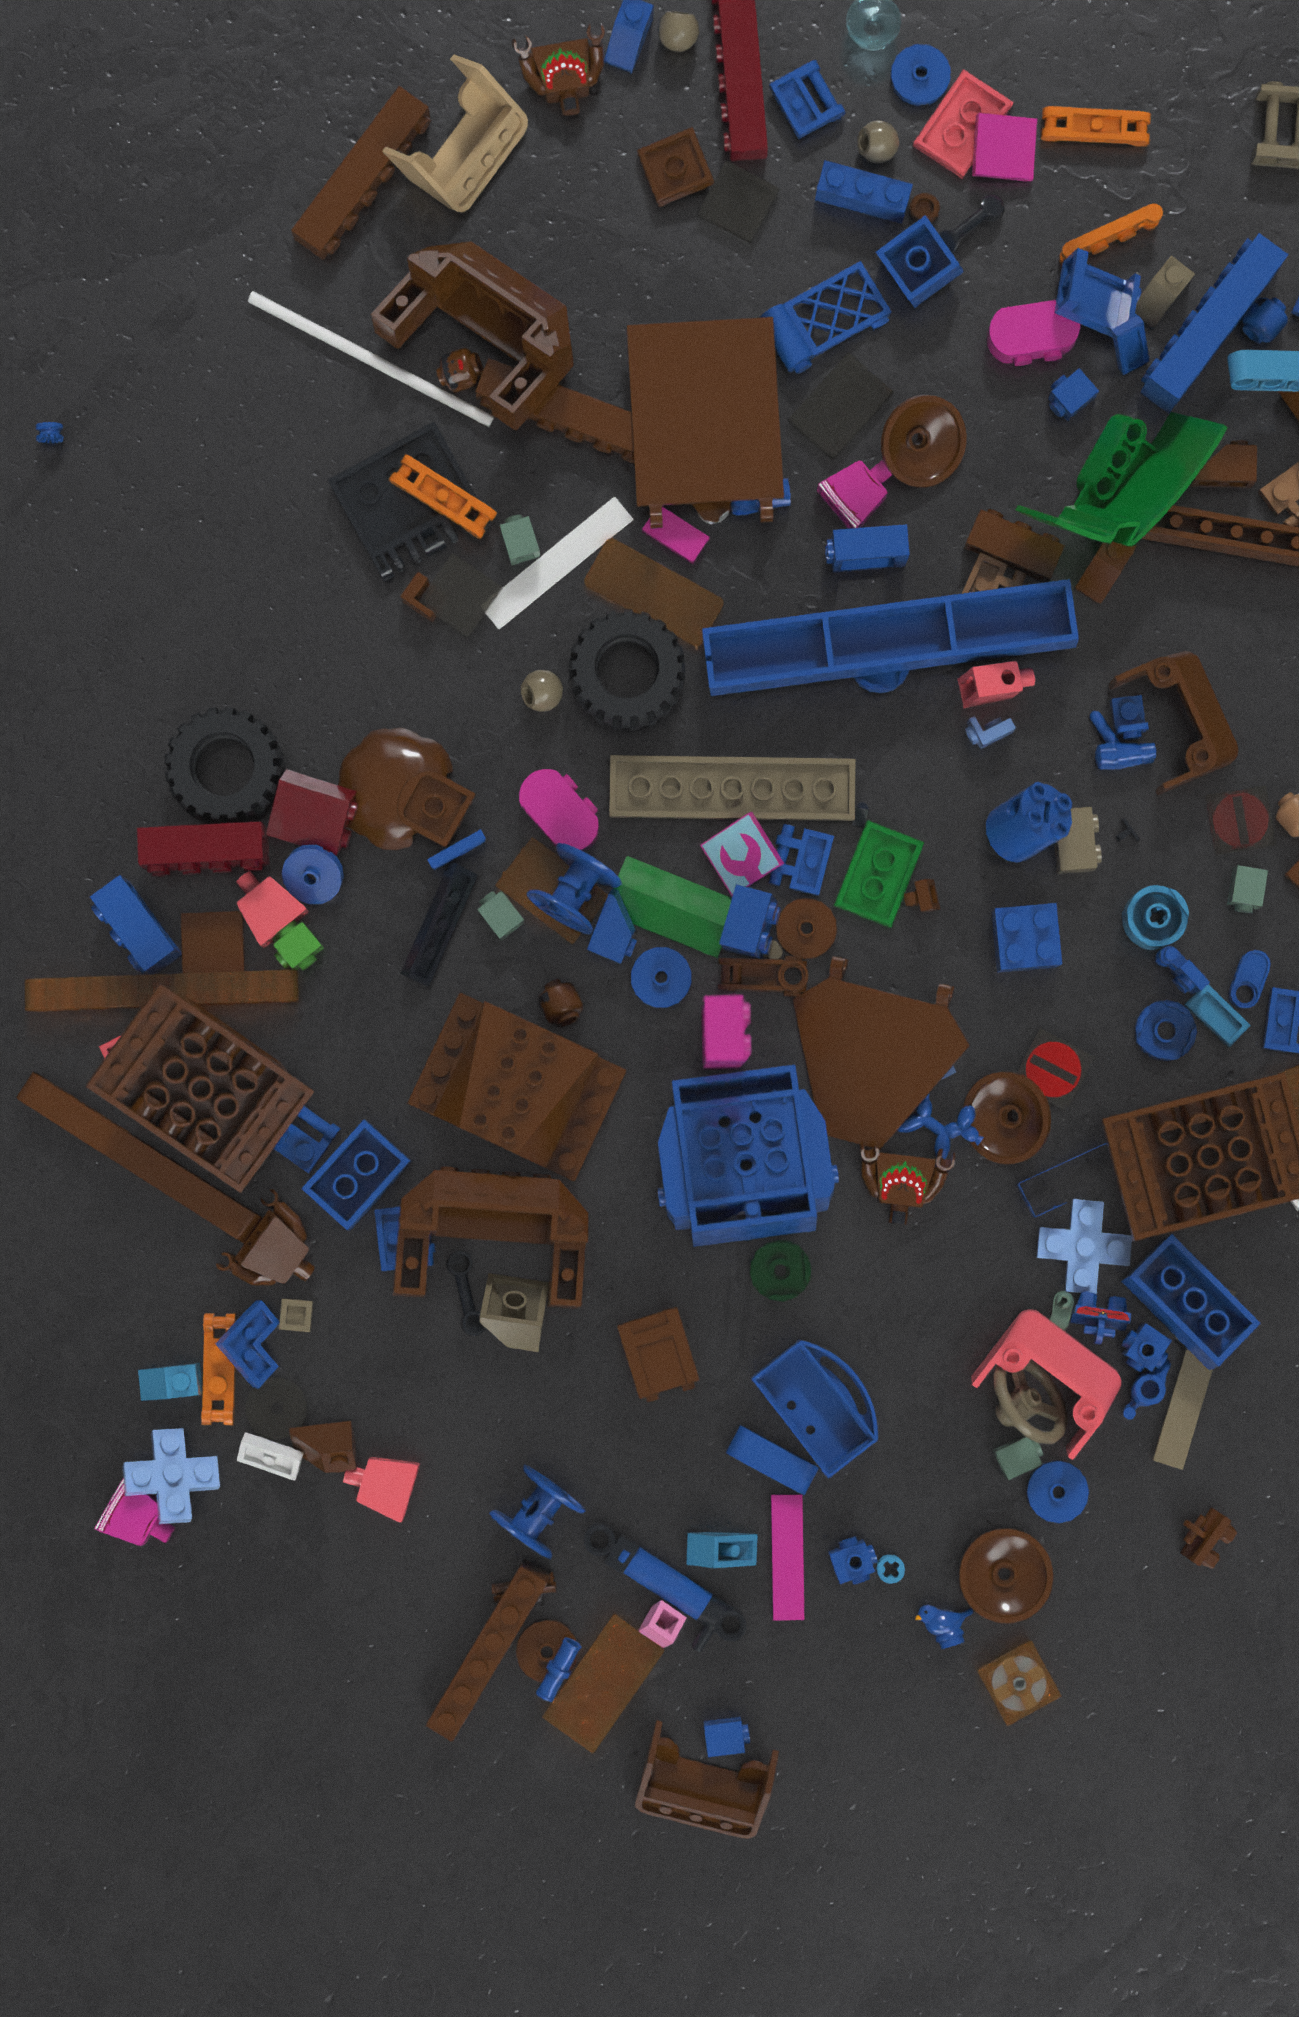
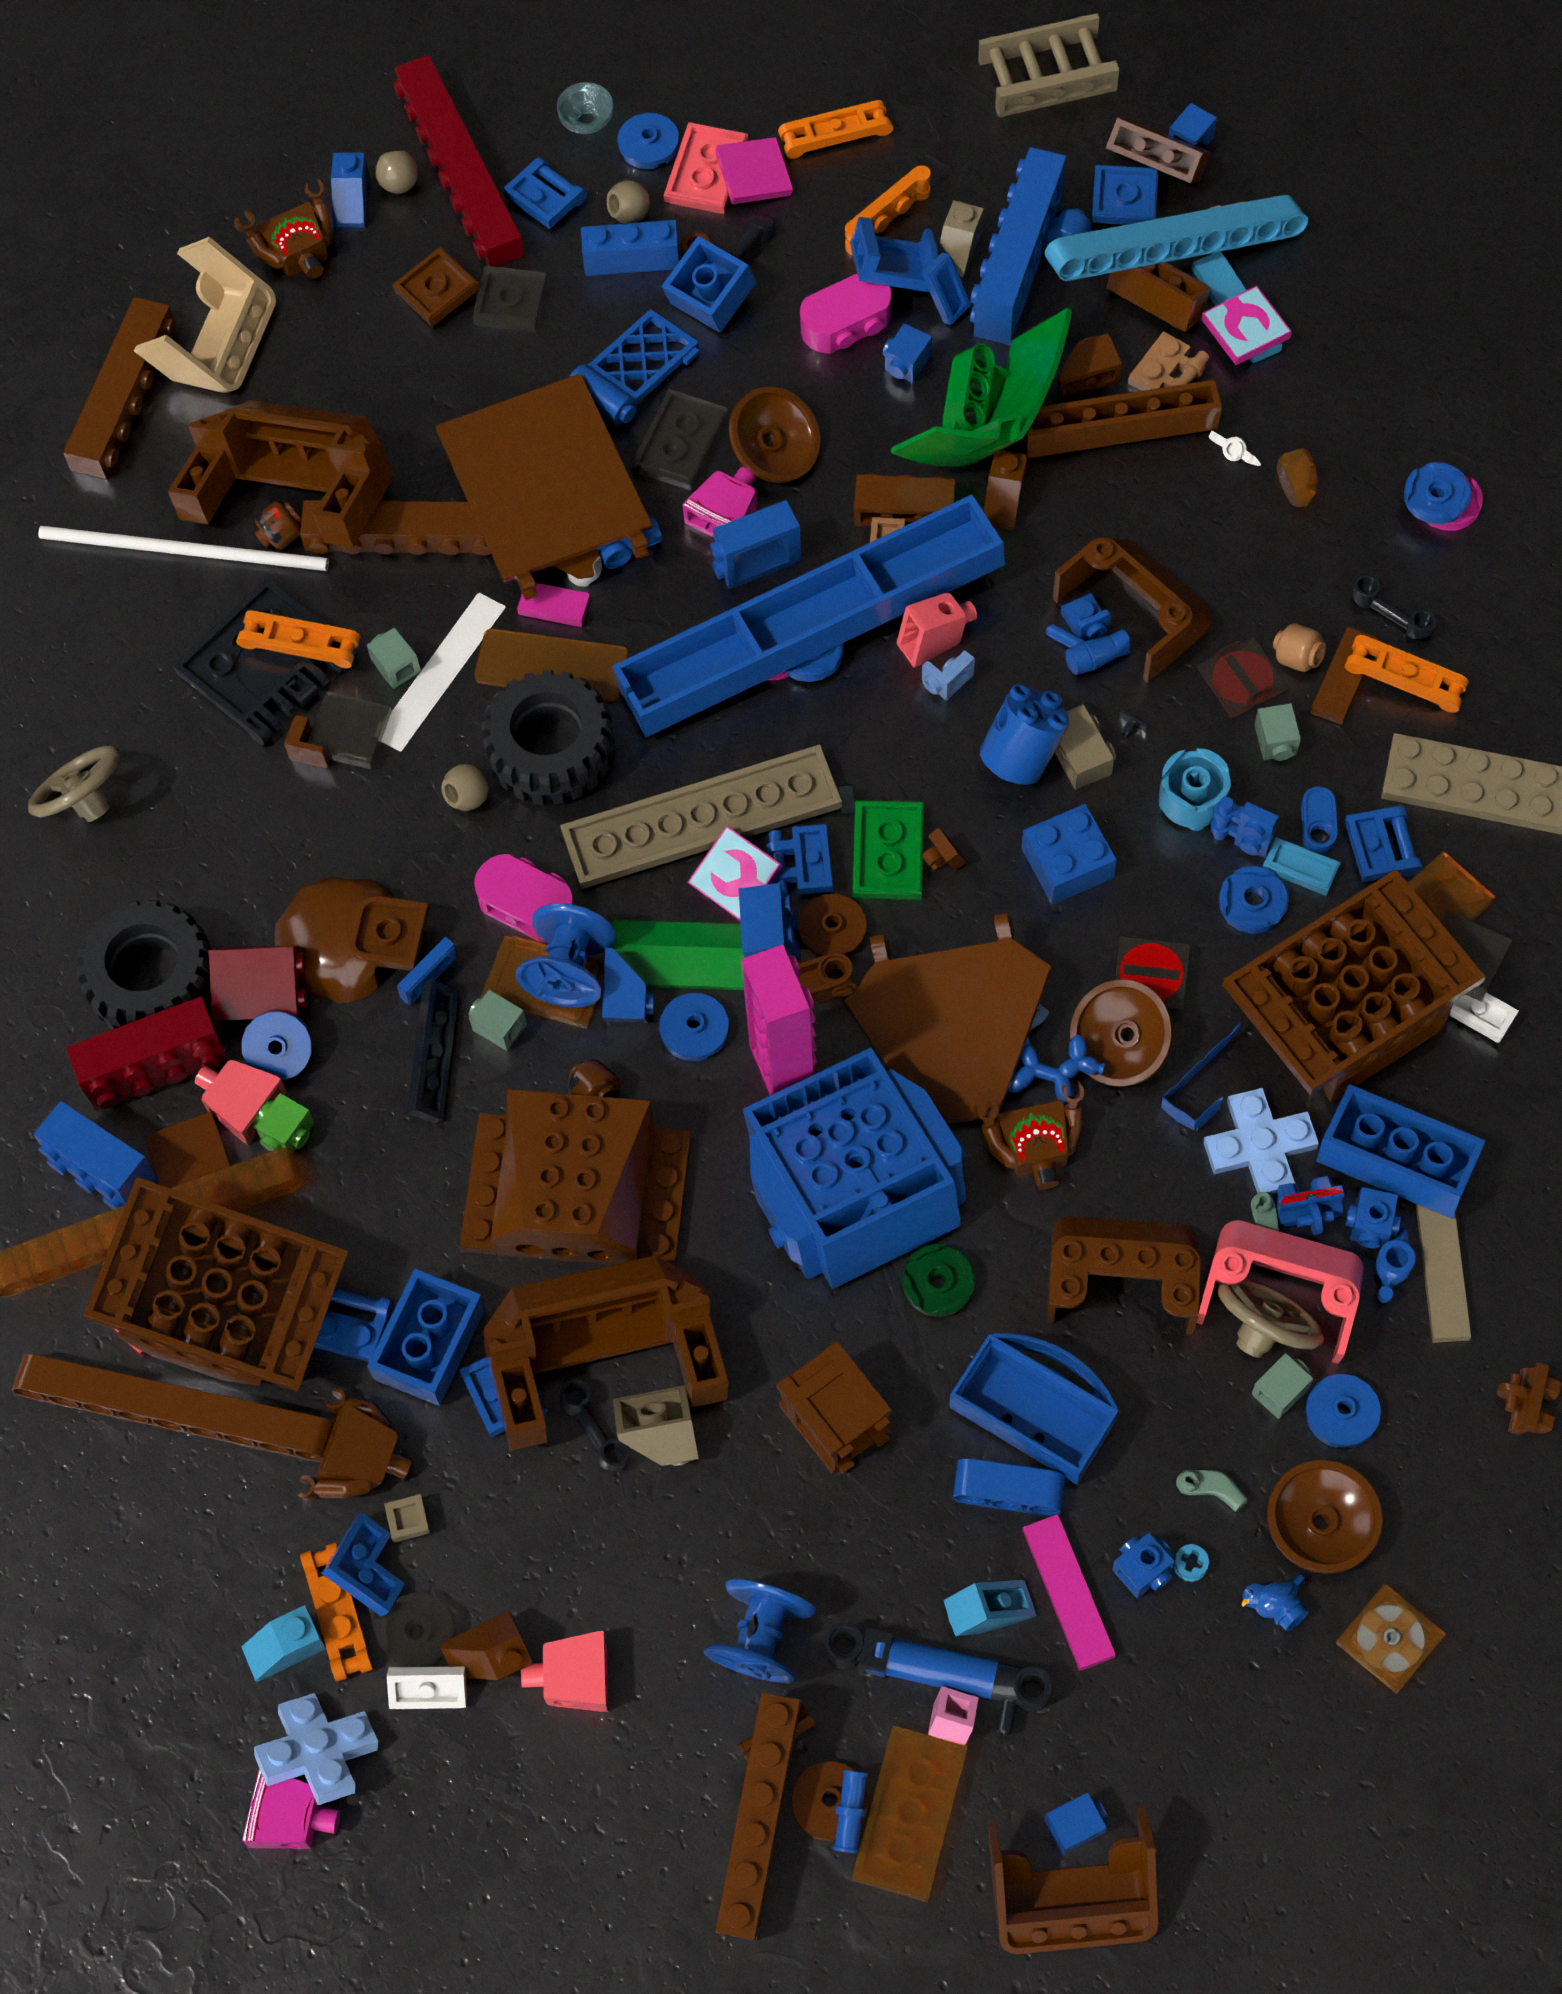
camera: 15 degrees left, 20 degrees down
(215, 575) = (78, 788): none -> dark tan piece
(931, 1512) = (1211, 1483): none -> sand green arm
(935, 1305) = (1124, 1250): none -> reddish brown windscreen

